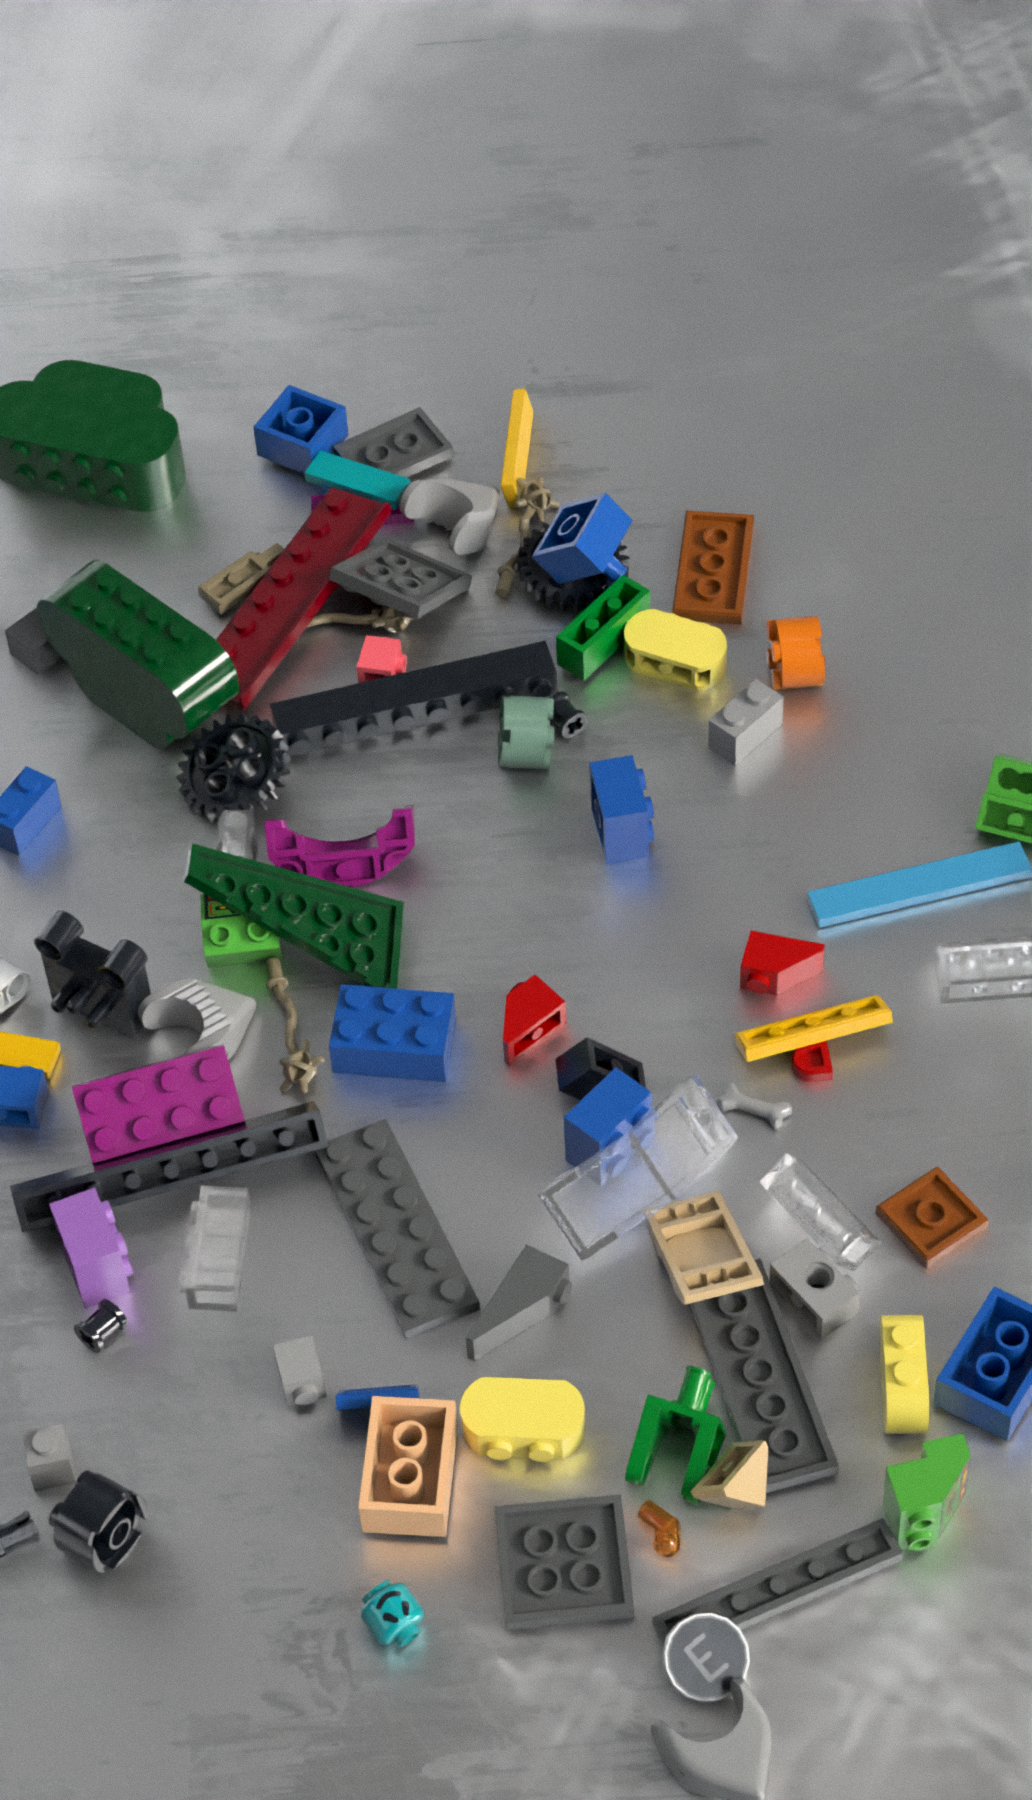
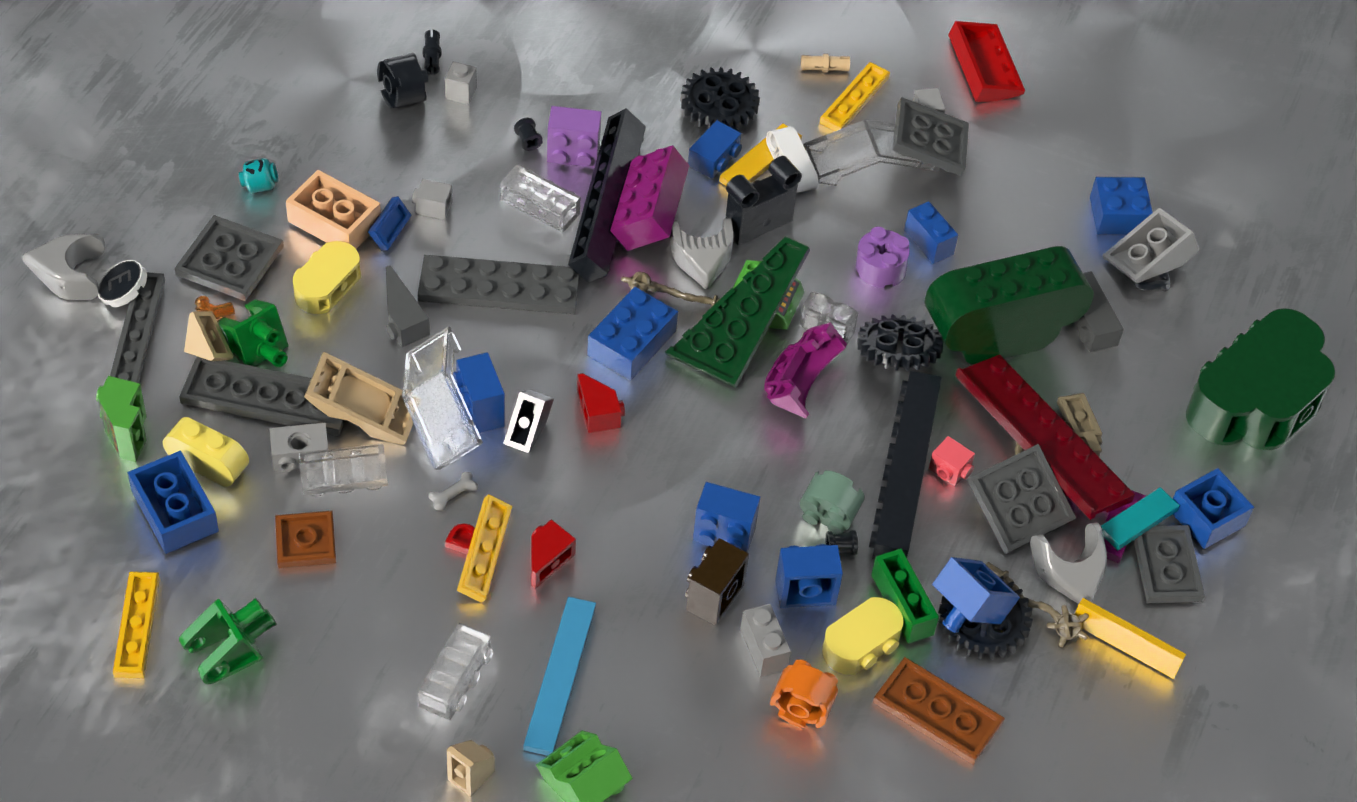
camera: 110 degrees right, 0 degrees up
(98, 840) = (882, 257): none -> medium lavender brick
(643, 708) = (808, 576): none -> blue brick
(710, 781) = (716, 581): none -> dark brown brick

